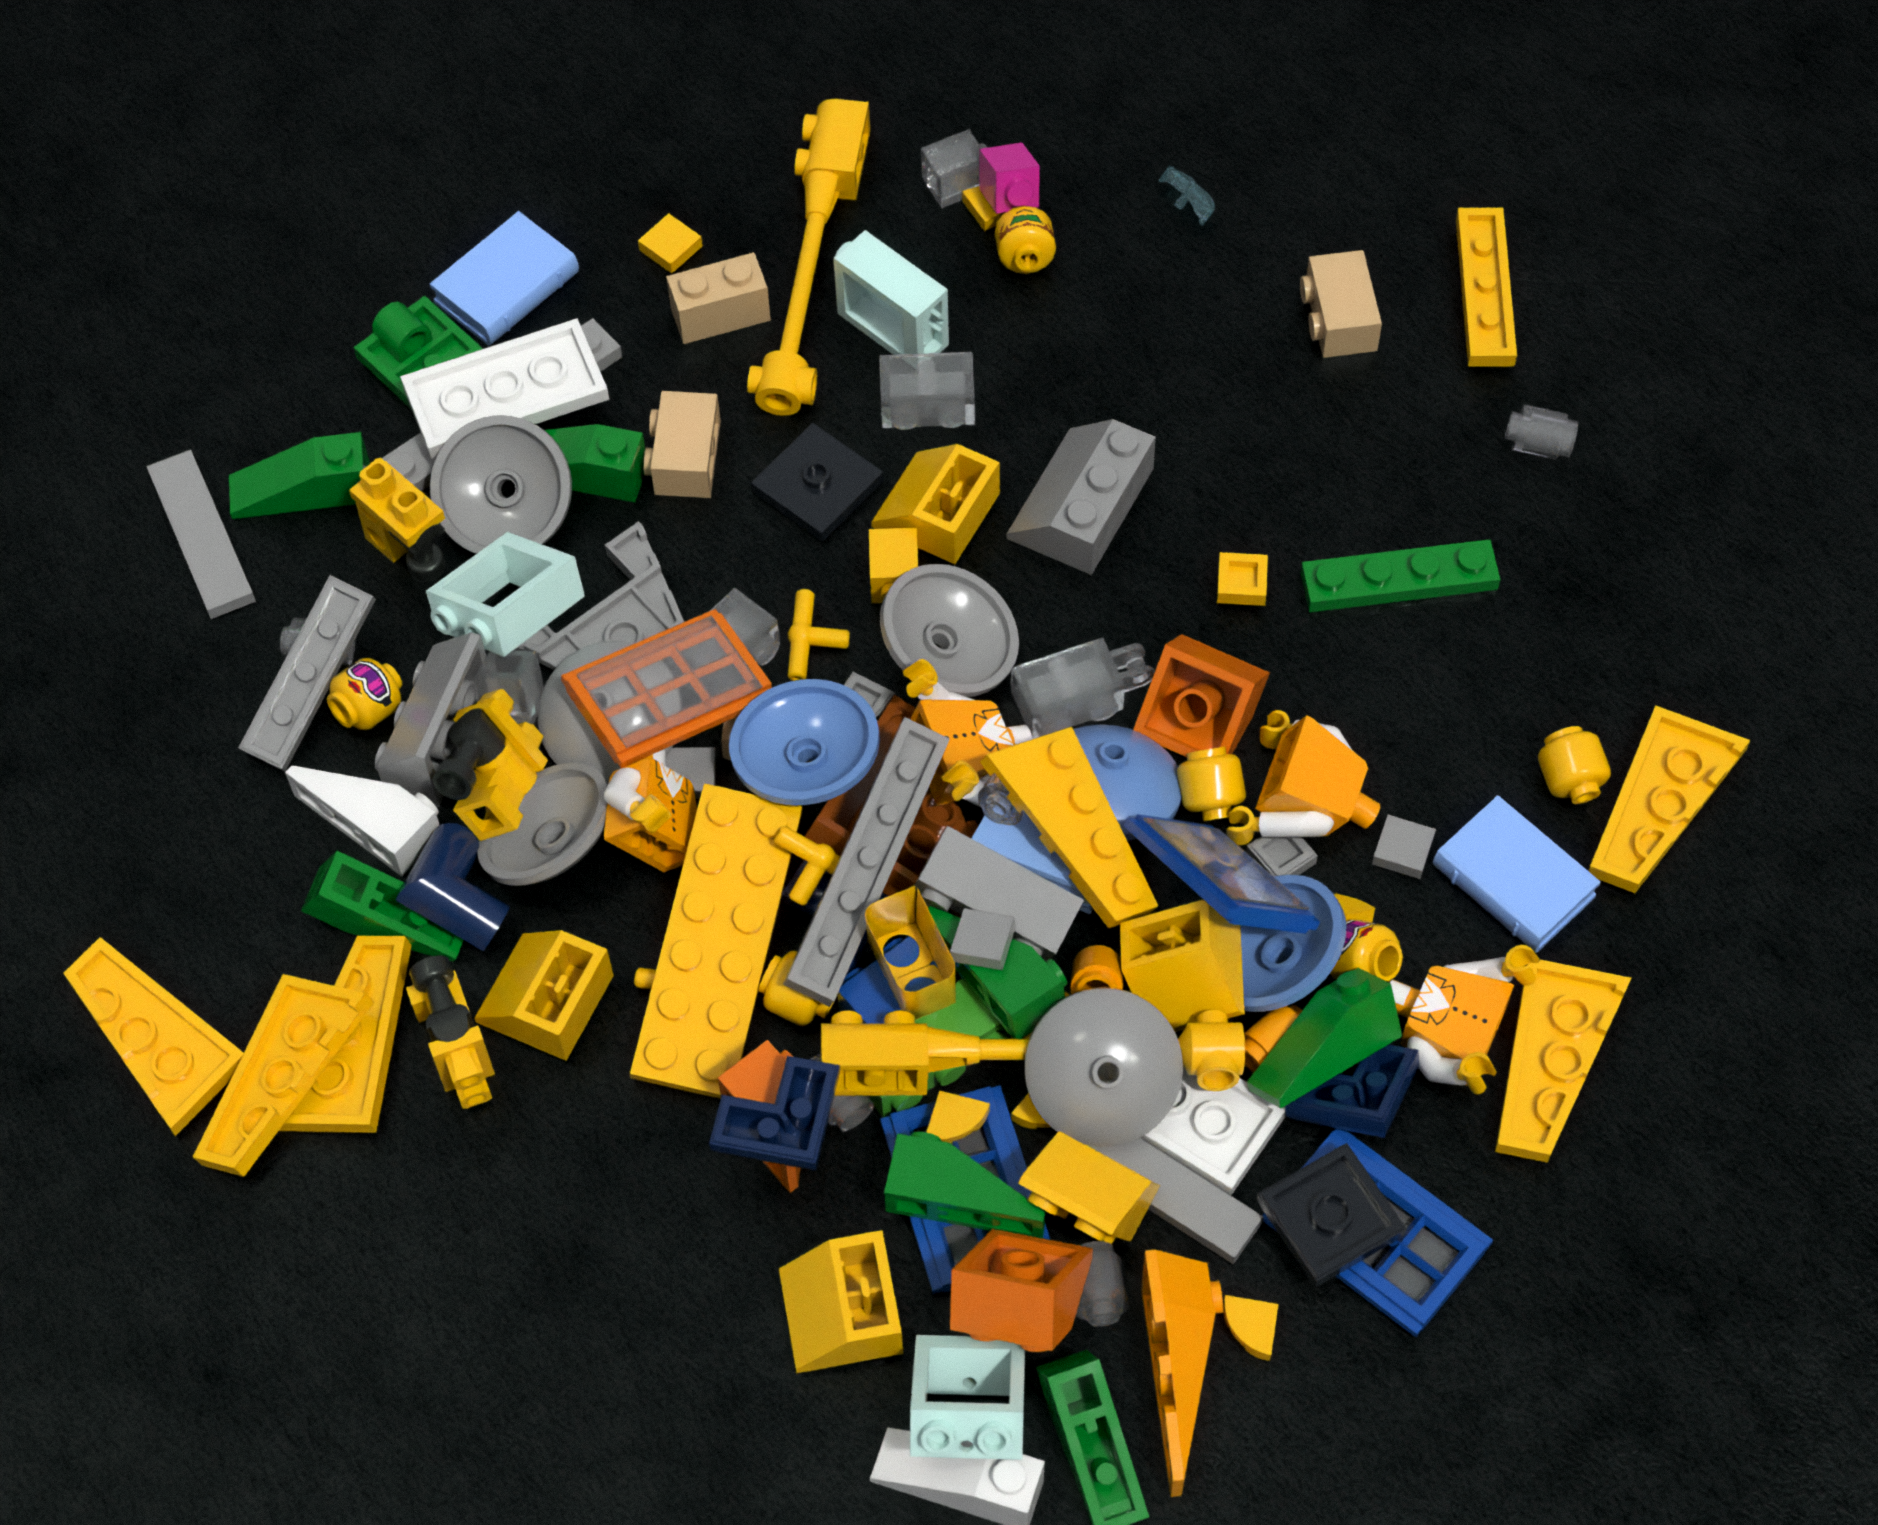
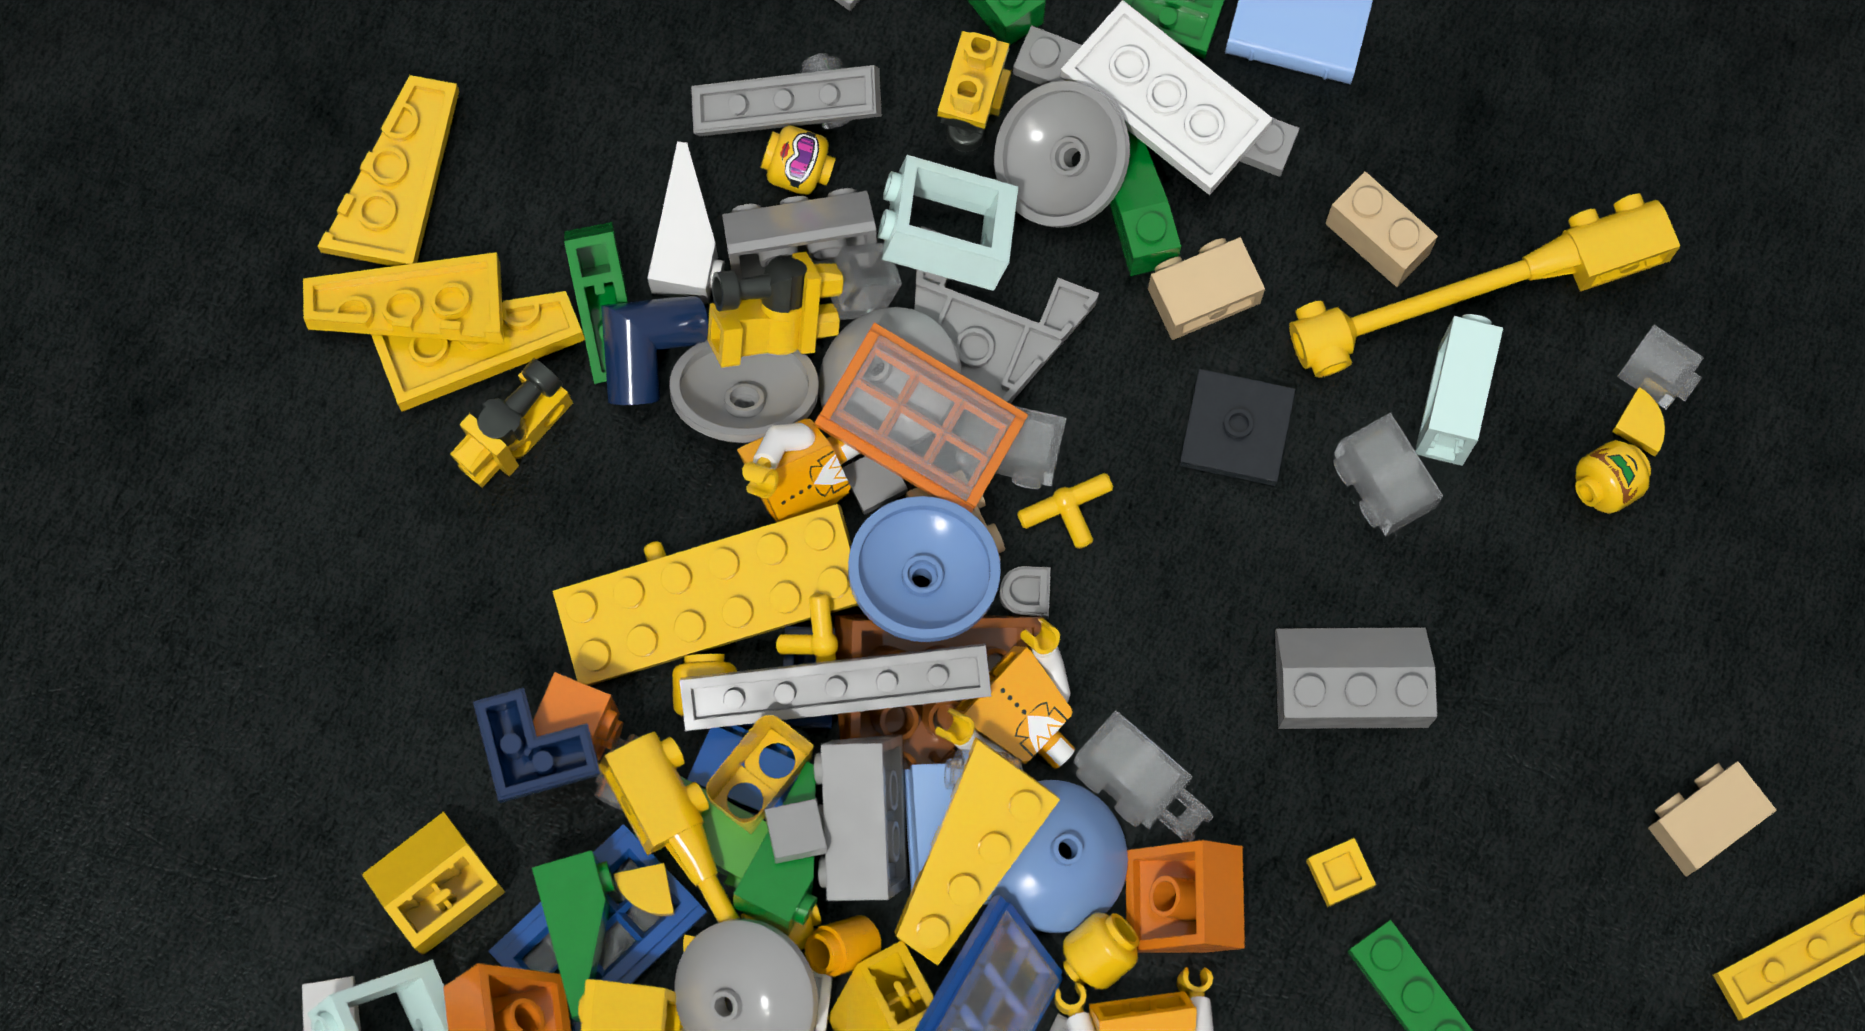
camera: 60 degrees right, 15 degrees up
(547, 991) = (592, 478): yellow slope -> none
(670, 243) = (1426, 149): yellow tile -> none
(891, 555) = (1176, 546): yellow brick -> none
(944, 497) = (1268, 550): yellow slope -> none
(960, 616) = (1158, 638): light grey dish -> none
(1008, 177) = (1665, 426): dark pink brick -> none
(1198, 197) = (1764, 609): clear light blue piece -> none

